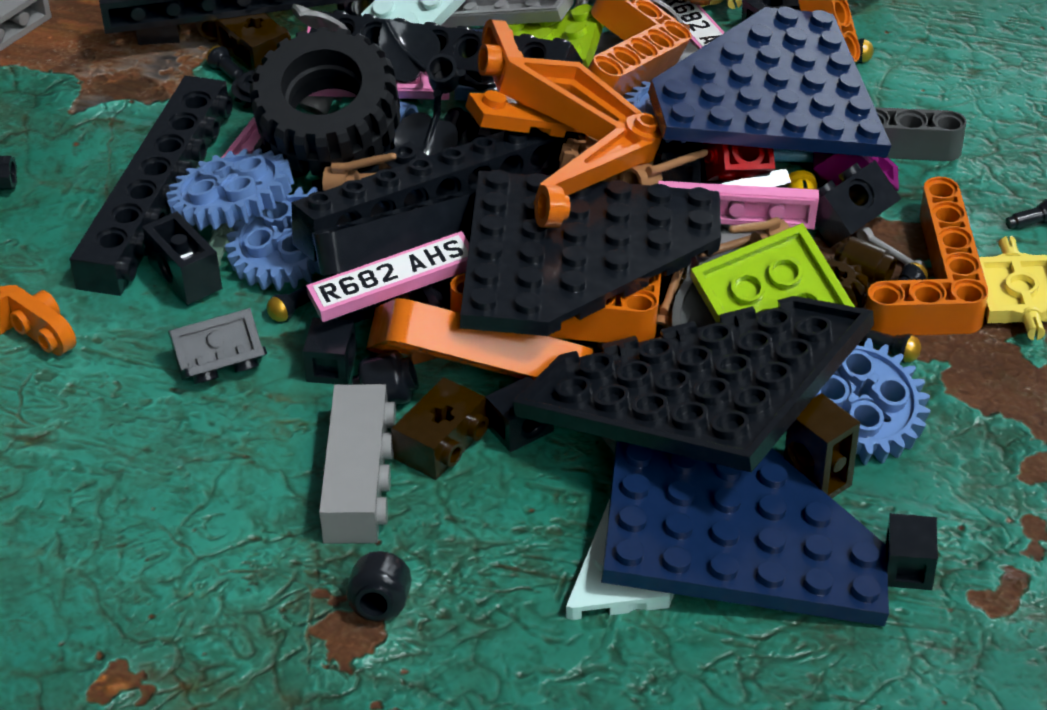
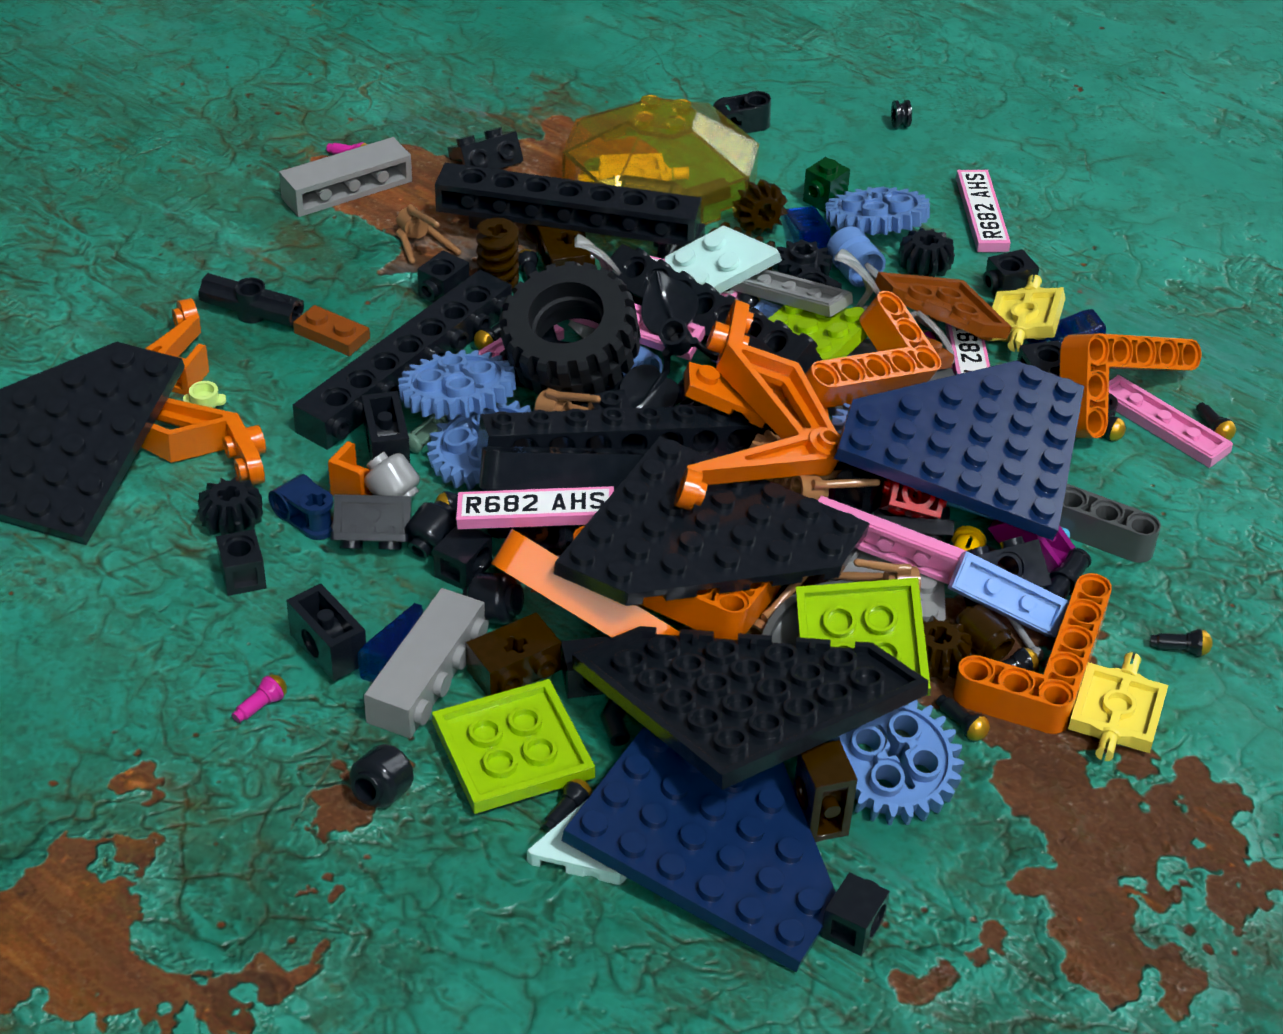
camera: 20 degrees right, 0 degrees up
(56, 179) = (331, 330): none -> dark orange plate
(57, 380) = (230, 506): none -> black gear
(83, 55) = (416, 225): none -> medium nougat plant
(103, 429) = (241, 562): none -> black brick
(135, 353) = (304, 506): none -> dark blue piece
(145, 96) = (441, 275): none -> black brick
(167, 312) = (345, 474): none -> orange panel
(194, 49) = (498, 249): none -> dark brown piece
(207, 544) = (271, 689): none -> dark pink piece
(213, 296) = (391, 476): none -> light grey head
(225, 138) = (486, 336): none -> piece
(240, 465) = (326, 631): none -> black brick
(283, 334) = (429, 527): none -> black head
(308, 462) = (381, 647): none -> clear blue slope
(489, 512) = (512, 745): none -> lime plate
(569, 454) = (613, 722): none -> black arm
(578, 540) = (574, 794): none -> black piece
(871, 219) = (1008, 594): none -> light blue tile
(906, 186) = (1066, 576): none -> black pin
(910, 33) = (1169, 423): none -> bright pink tile
(953, 22) = (1220, 425): none -> black piece

